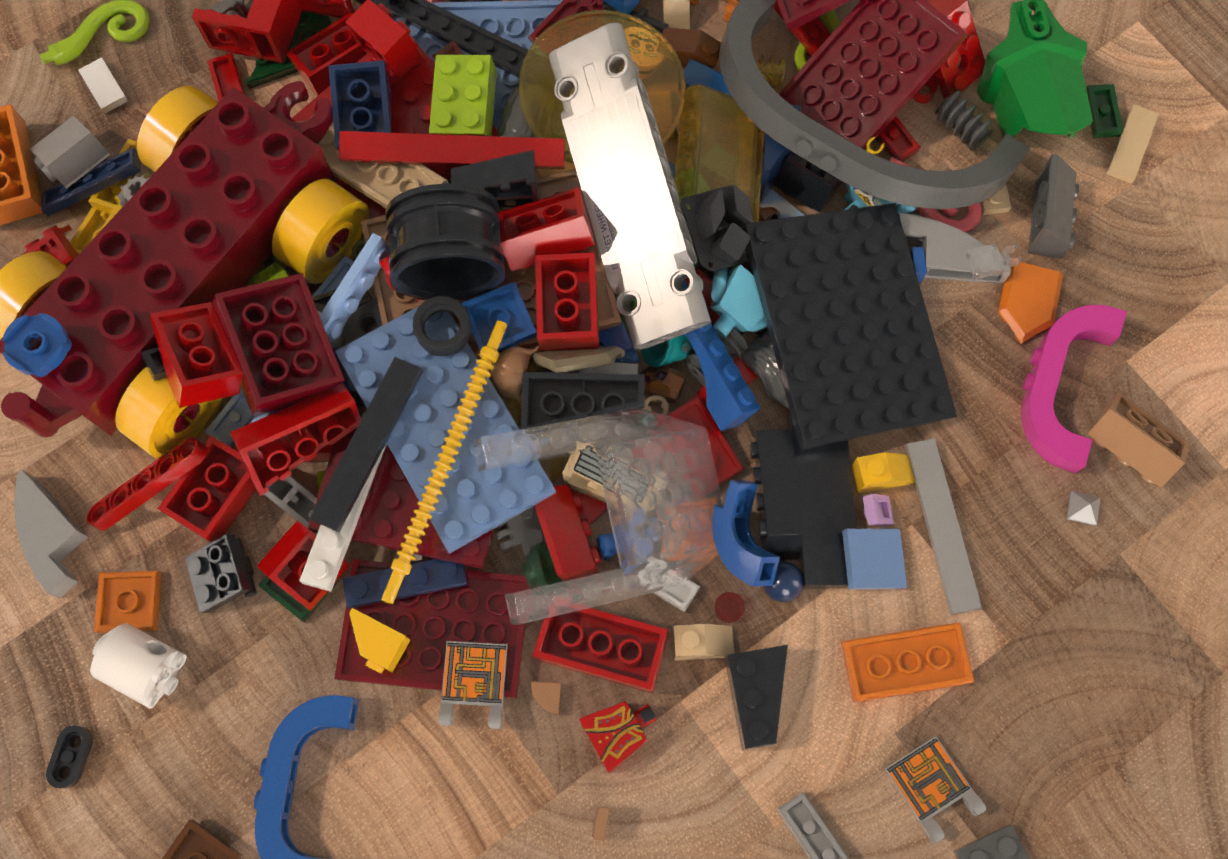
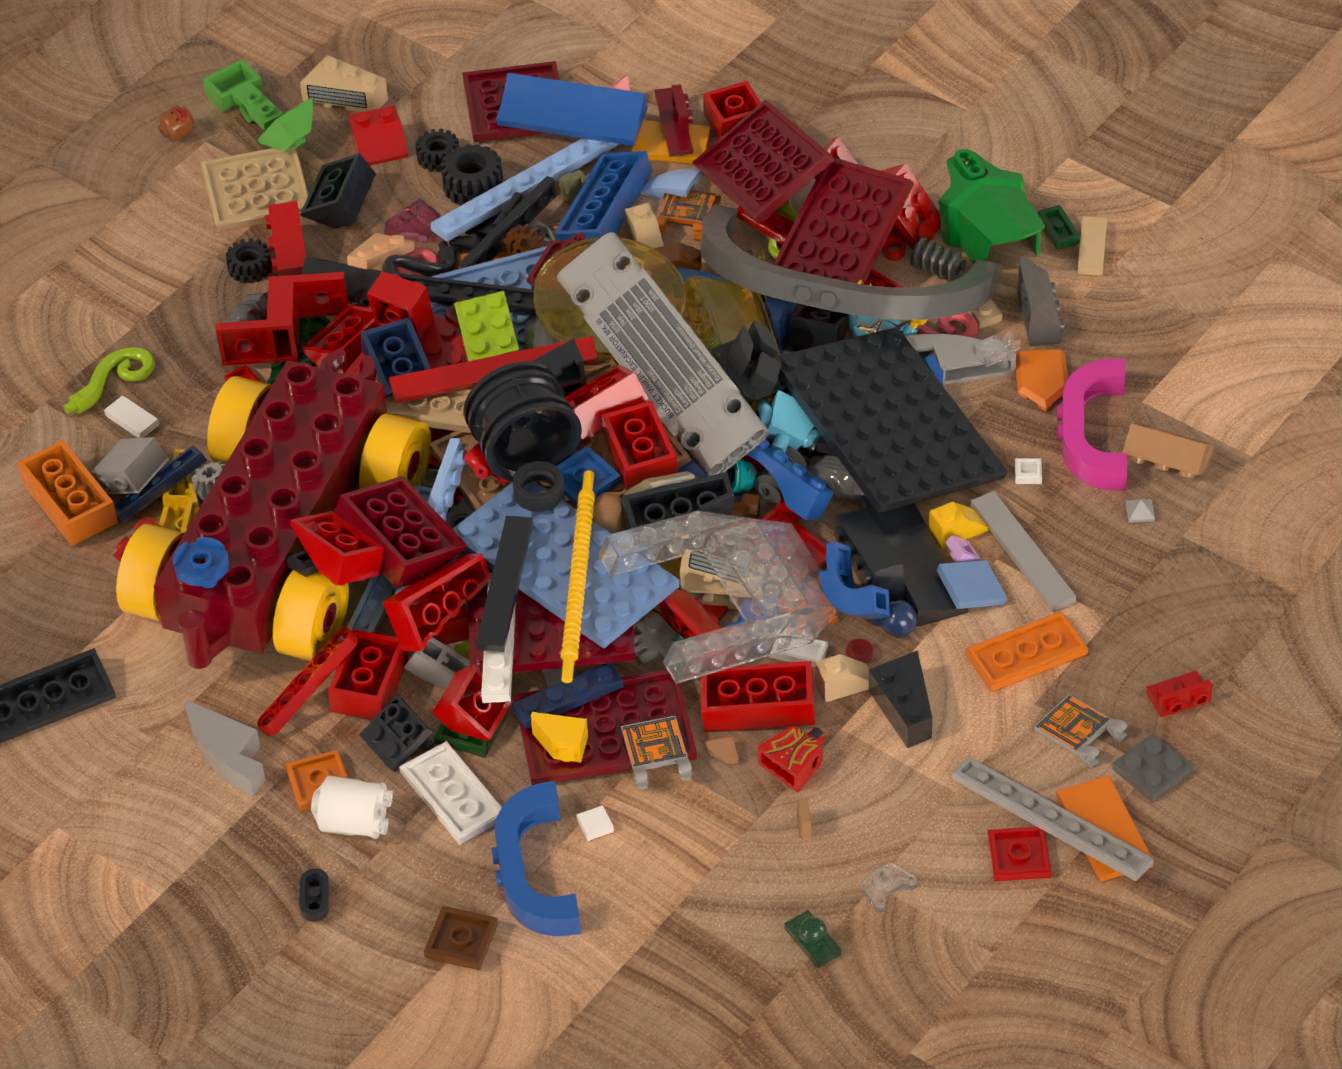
camera: 15 degrees left, 25 degrees down
(255, 662) = (452, 792): none -> white tile
(384, 751) = (595, 823): none -> white tile
(979, 419) = (1028, 471): none -> white tile
(1056, 774) = (1179, 693): none -> red bracket

